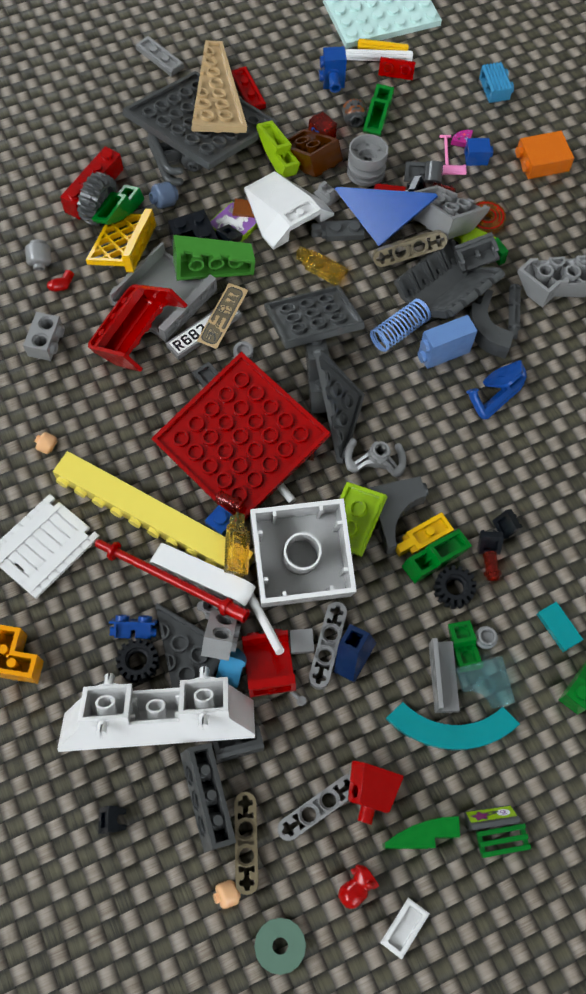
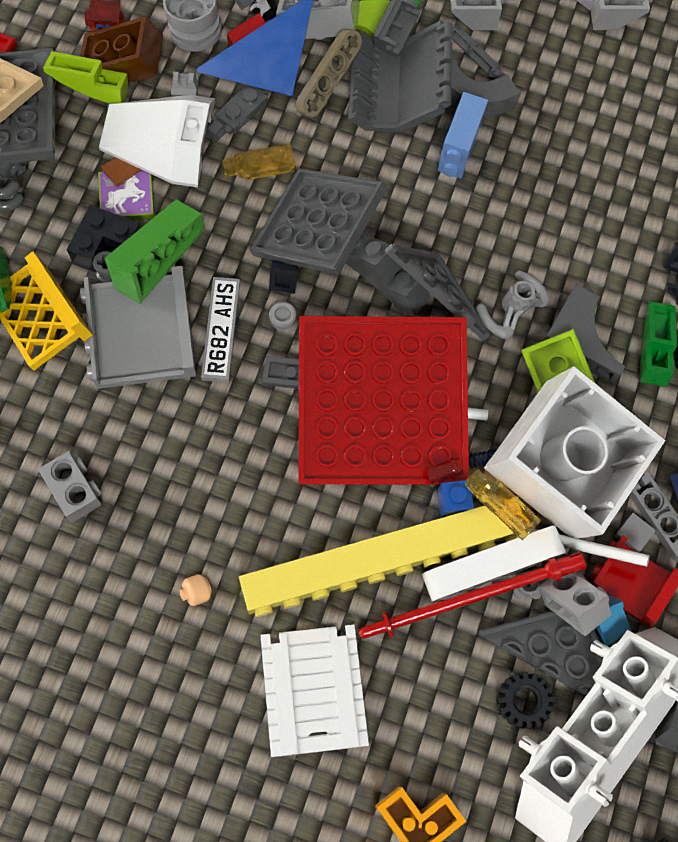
camera: 50 degrees left, 5 degrees up
(62, 283) = (20, 416): red arm -> none
(129, 322) = (145, 390): red windscreen -> none
(143, 627) = (493, 663): blue hinge -> none
(163, 195) = (22, 226): sand blue head -> none
(222, 315) = (225, 298): sticker -> none
(229, 233) = (141, 209): black tile -> none
(264, 331) = (283, 277): none -> black tile
(415, 312) = (400, 180): light blue piece -> none
(424, 534) = (629, 333): yellow hinge -> none
(509, 379) = (542, 126): blue piece -> none

